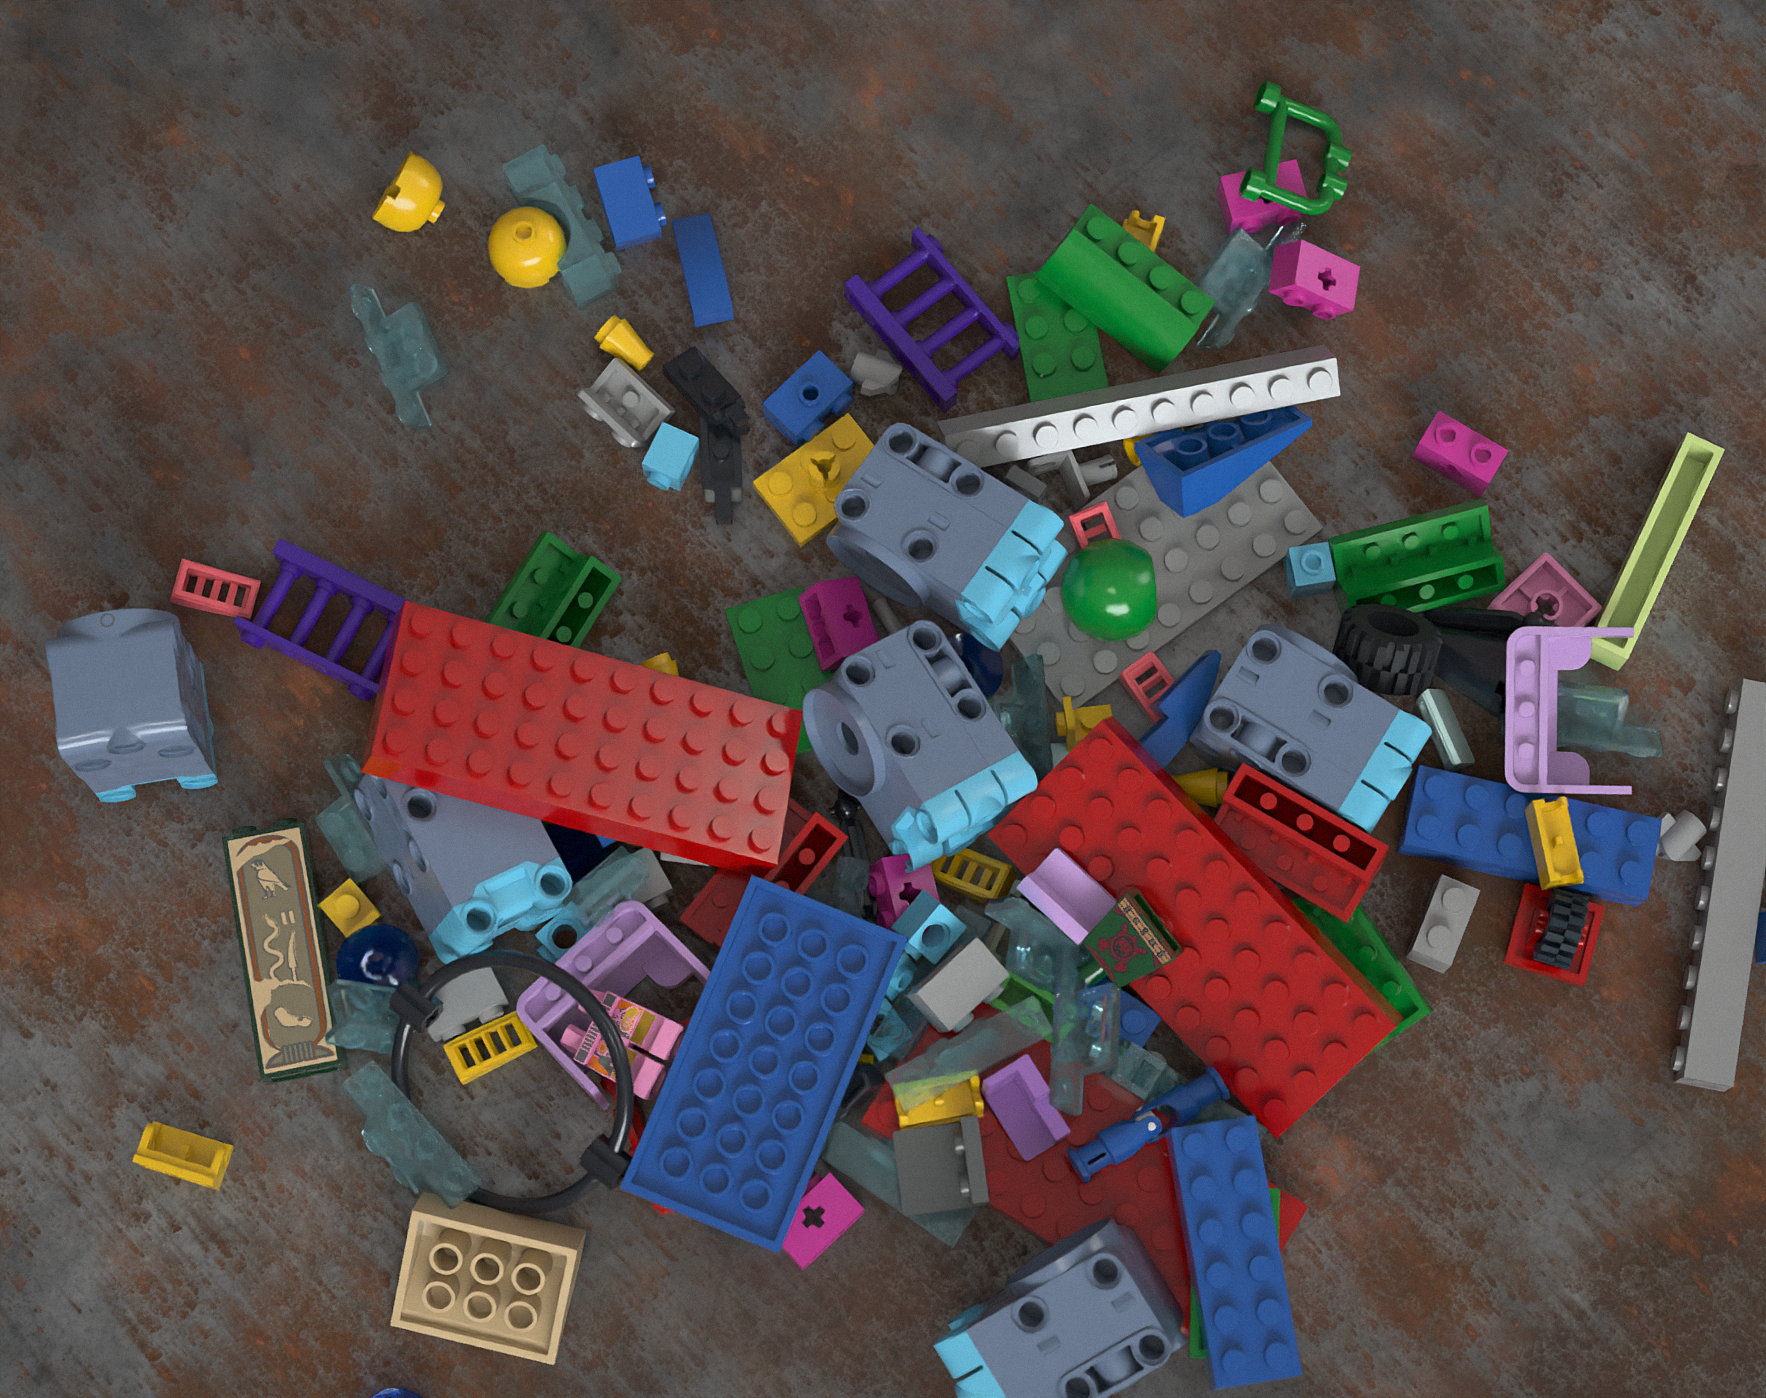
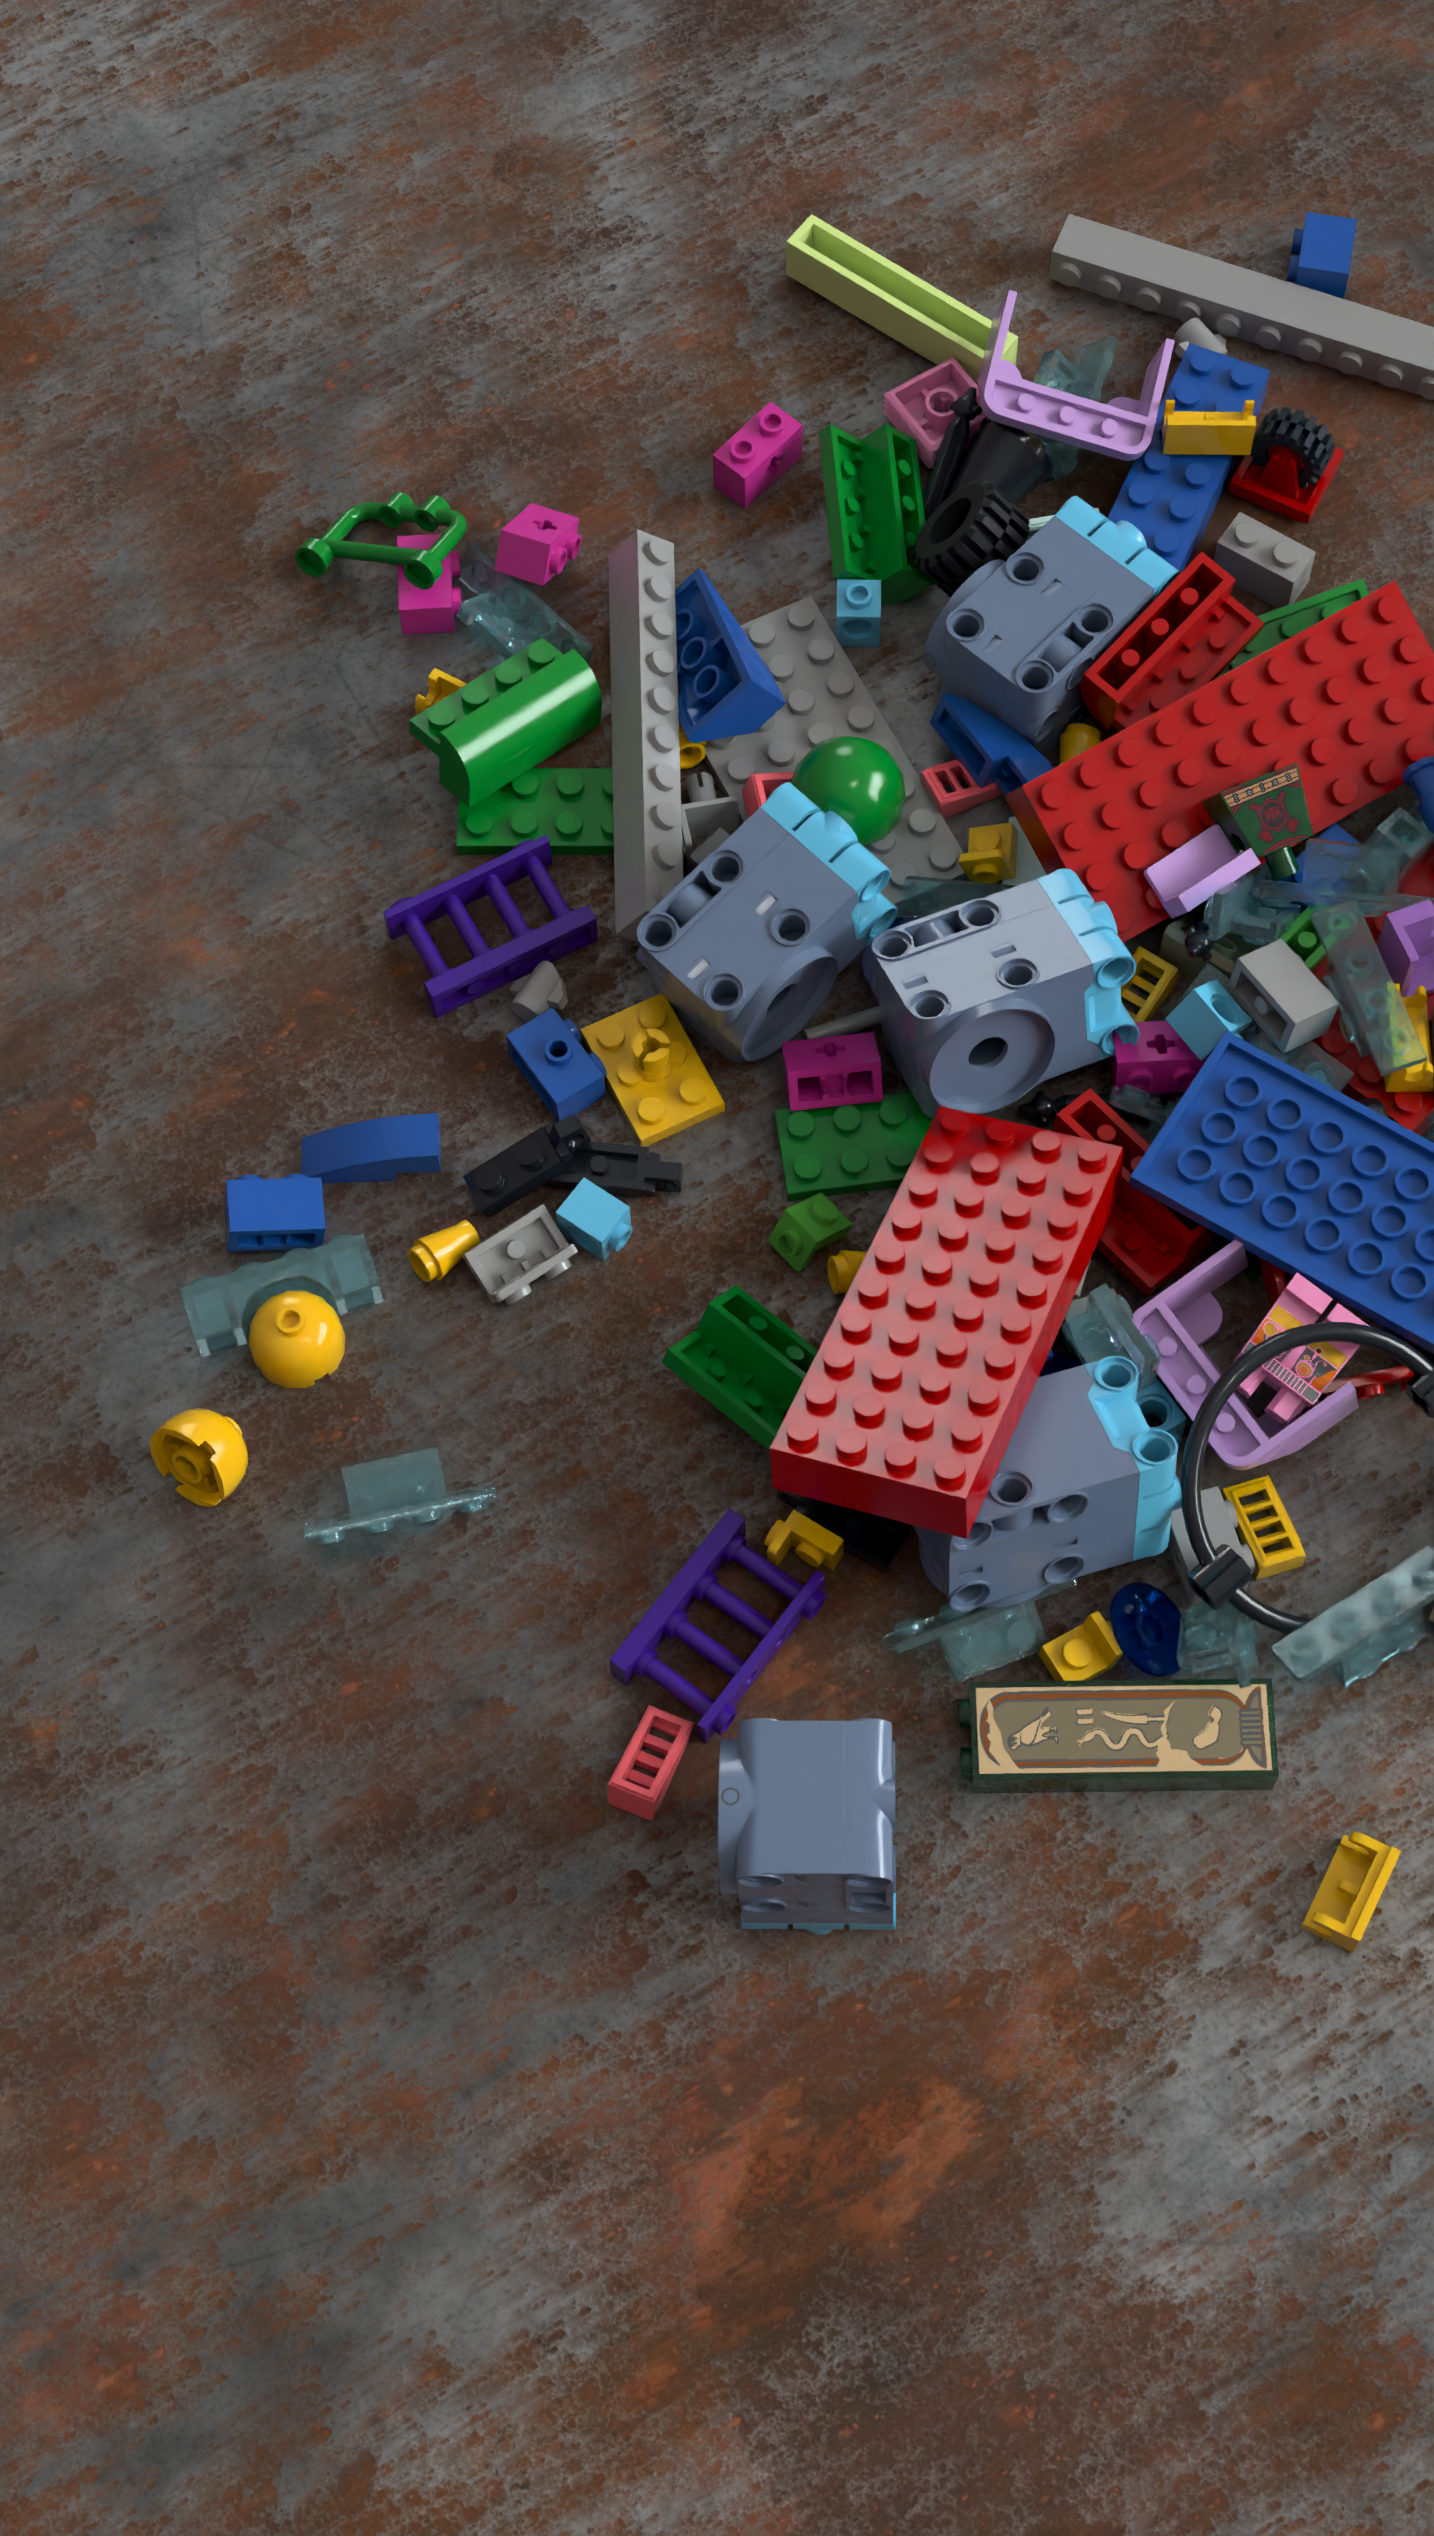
camera: 75 degrees left, 10 degrees down
(695, 633) = (807, 1229): none -> bright green bracket

